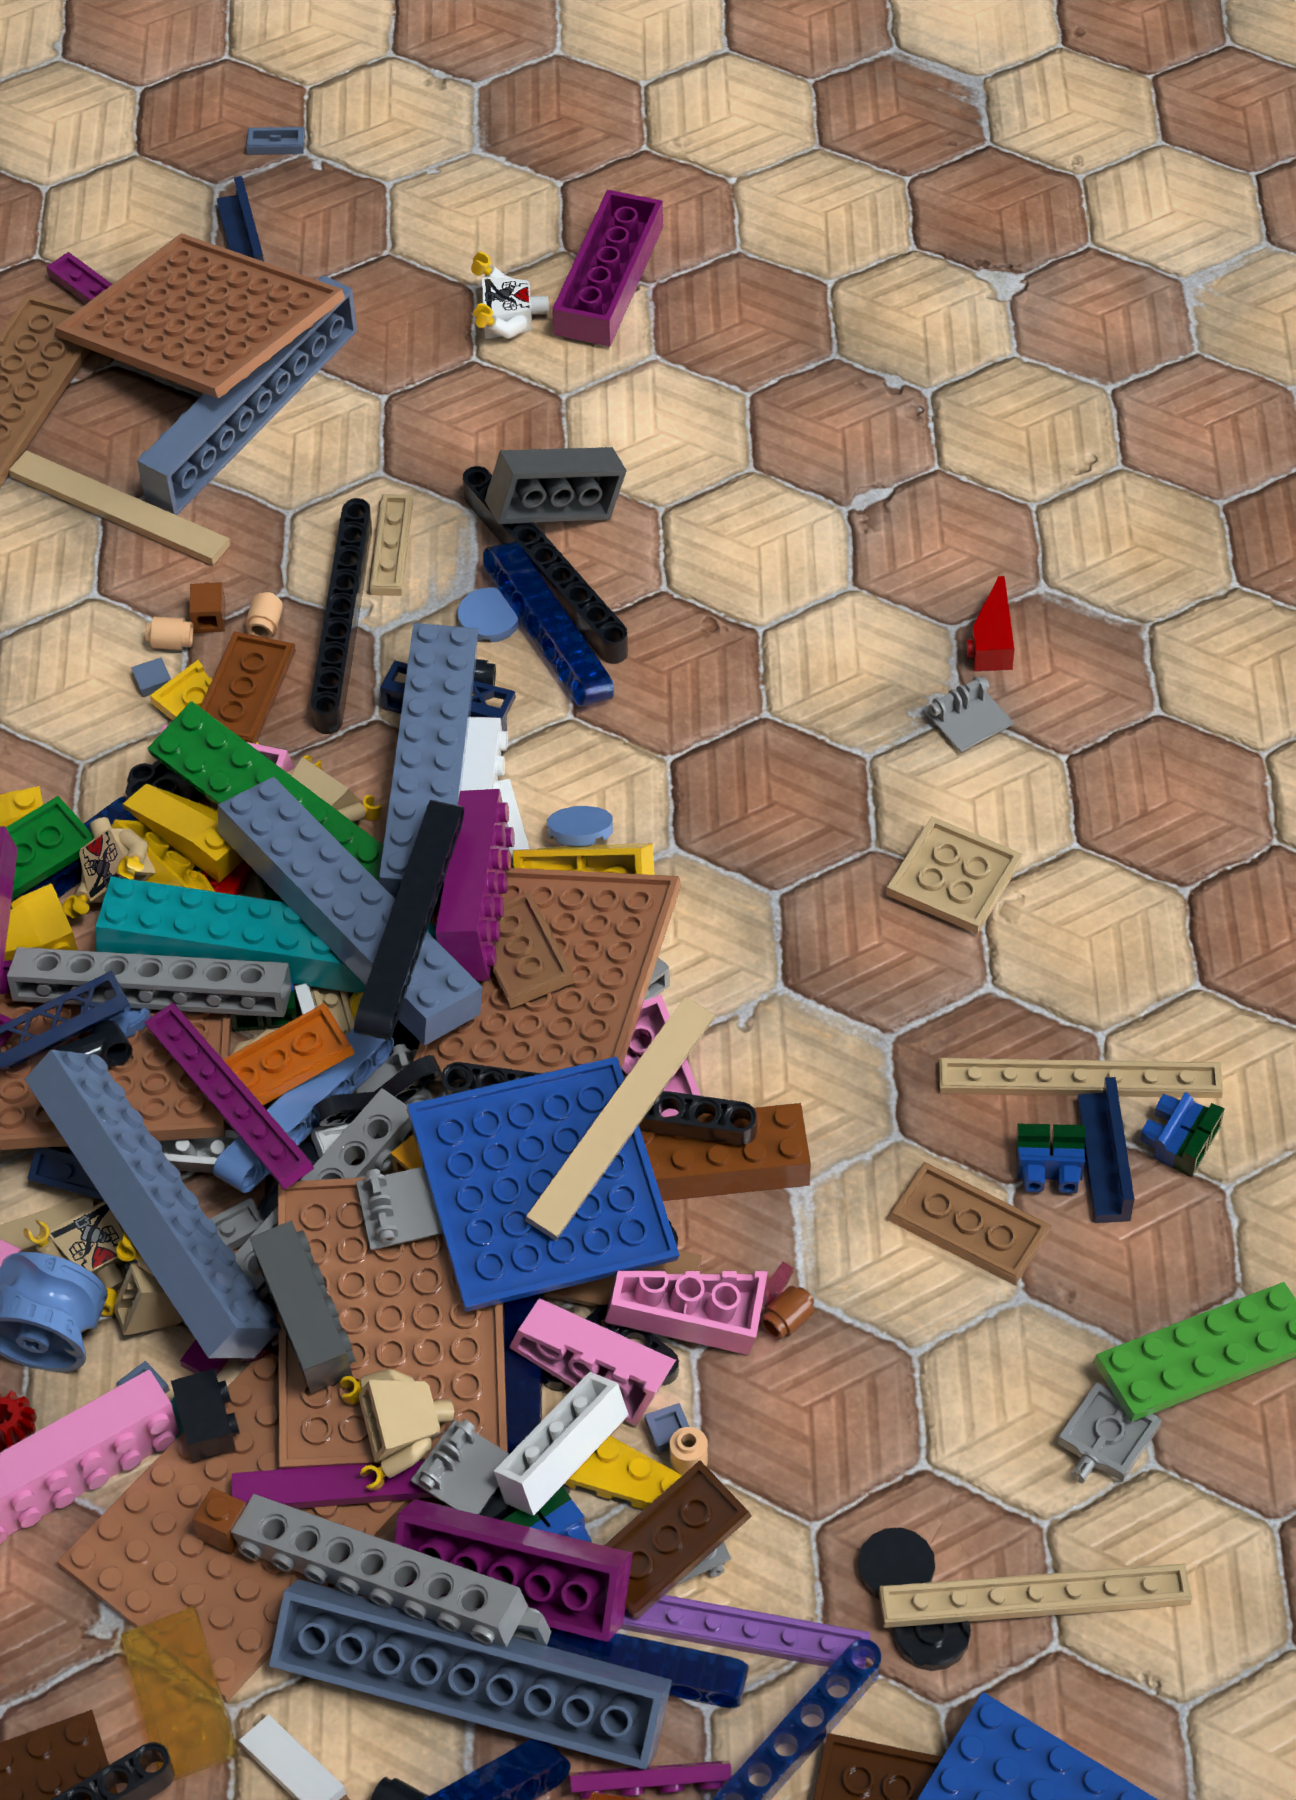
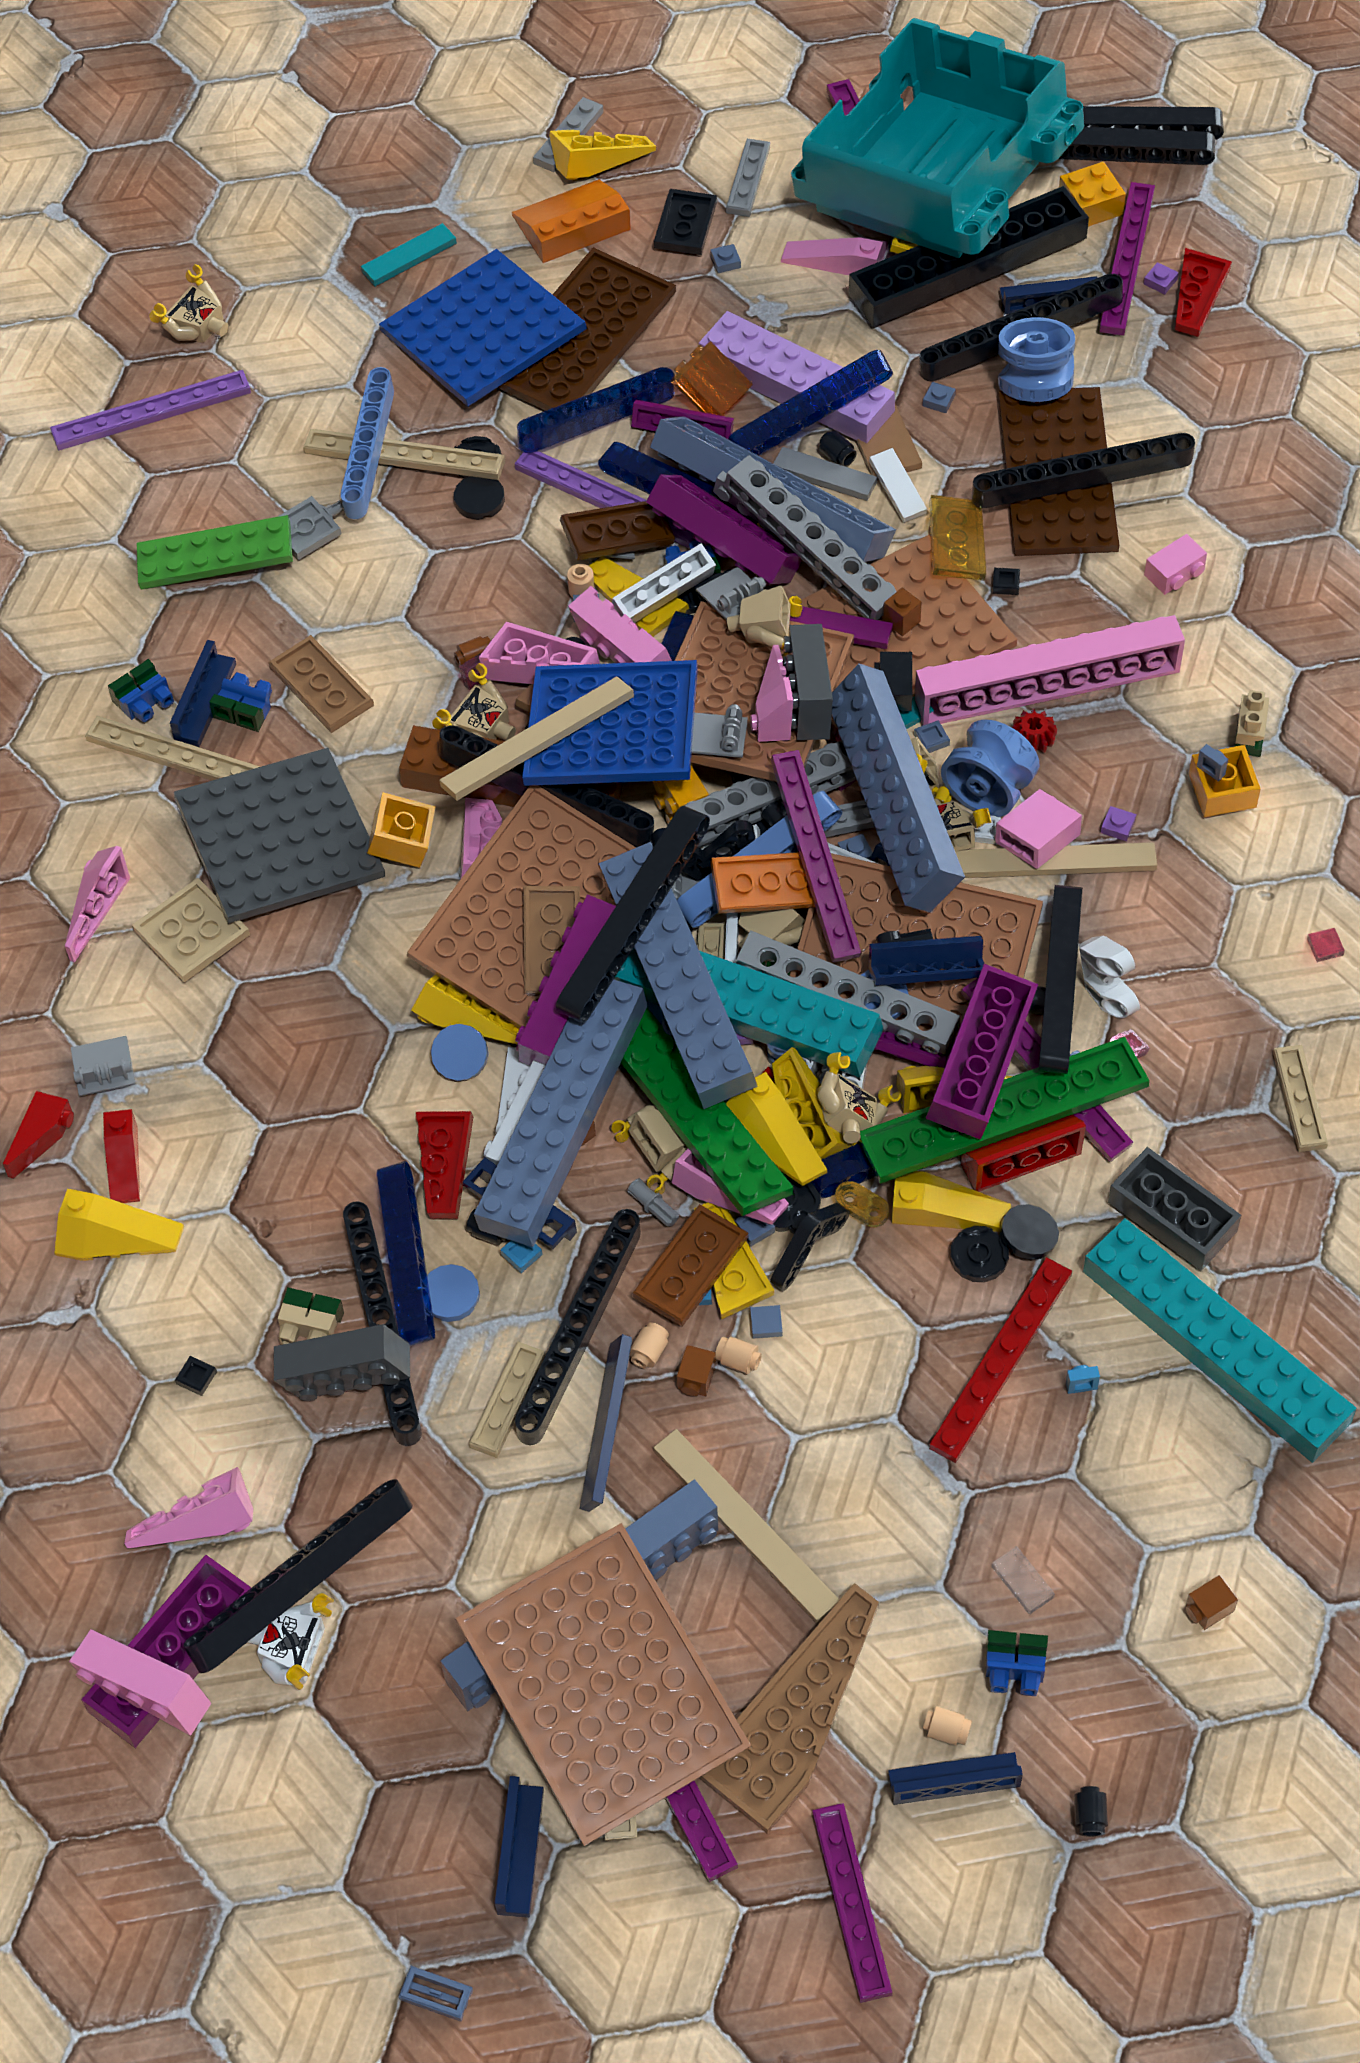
camera: 160 degrees left, 5 degrees up
(81, 802) = (863, 1204): none -> clear yellow plate
(95, 1661) = (1006, 581): none -> black tile
(120, 723) = (812, 1228): none -> black beam
(209, 1199) = (857, 845): none -> sand blue plate
(282, 543) = (606, 1423): none -> tile
(309, 746) = (653, 1202): none -> light grey axle
(340, 1260) = (774, 702): none -> bright pink wedge
(411, 1762) = (826, 473): none -> light grey tile
(515, 335) = (297, 1576): none -> black beam
(550, 727) = (444, 1157): none -> red wing
(611, 203) = (141, 1681): none -> bright pink wedge
(628, 537) = (308, 1315): none -> tan hips
(641, 375) = (213, 1512): none -> bright pink wedge
(708, 481) = (196, 1375): none -> black tile
(740, 1218) = (481, 711): none -> torso
(762, 1037) = (401, 830): none -> light orange brick
(866, 573) = (104, 1227): none -> yellow wedge
(894, 636) = (122, 1155): none -> red slope
(913, 1007) = (278, 835): none -> dark grey plate
(1086, 878) = (99, 888): none -> bright pink wedge
(1088, 1587) = (367, 443): none -> medium blue beam

